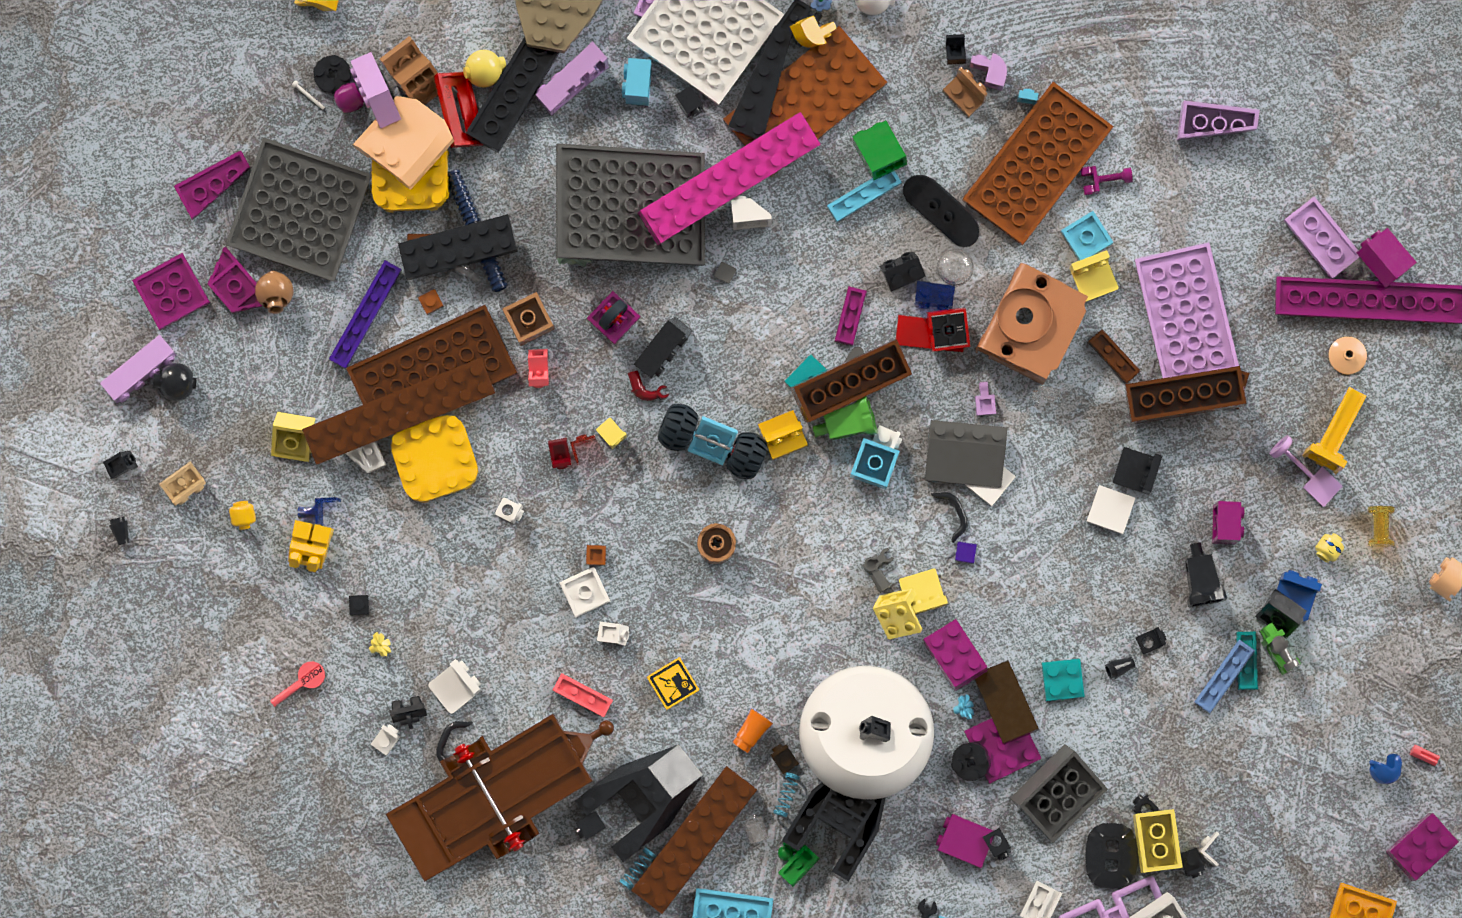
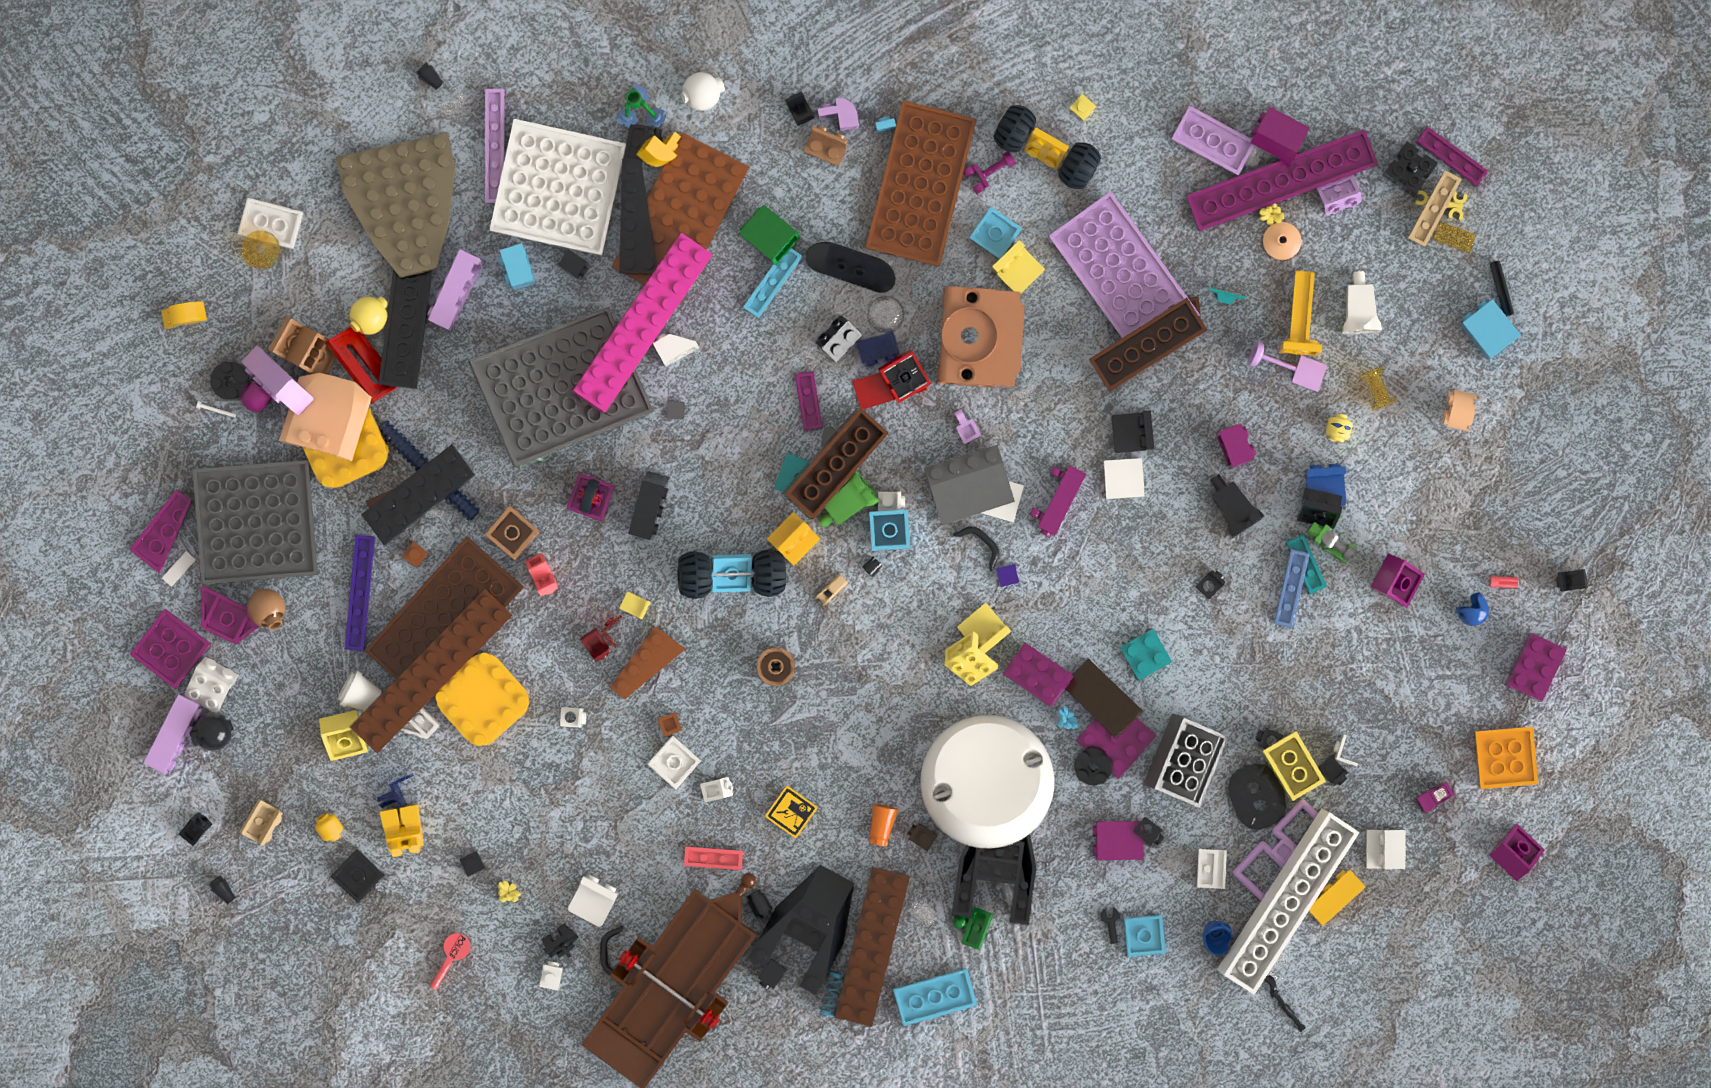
camera: 20 degrees left, 5 degrees up
(192, 339) = (210, 684): none -> white bracket
(210, 223) = (178, 569): none -> white sticker
(249, 570) = (357, 875): none -> black plate
(323, 402) = (358, 692): none -> white piece
(606, 486) = (647, 661): none -> dark orange wing
(606, 755) = (759, 904): none -> black brick
(640, 390) = (645, 555): dark red piece -> none
(778, 811) = (941, 887): medium azure piece -> none
(801, 495) = (834, 587): none -> tan bar
(844, 490) = (872, 566): none -> black hose
(871, 566) = (927, 623): dark grey bar -> none
(875, 728) = (994, 777): black bracket -> none
(1044, 505) = (1061, 501): none -> magenta brick
(1114, 356) = (1067, 334): reddish brown tile -> none
(1119, 667) = (1192, 621): black cone -> none
(1148, 149) = (1016, 129): none -> black plate
(1208, 120) = (1064, 74): lavender wedge -> none
(1214, 157) = (1082, 107): none -> light yellow plate
(1276, 382) = (1226, 296): none -> teal piece
(1326, 711) = (1397, 580): none -> magenta slope
(1348, 326) = (1271, 214): none -> light yellow plant
(1395, 447) = (1360, 308): none -> white piece
(1418, 336) = (1339, 195): none -> lavender bracket

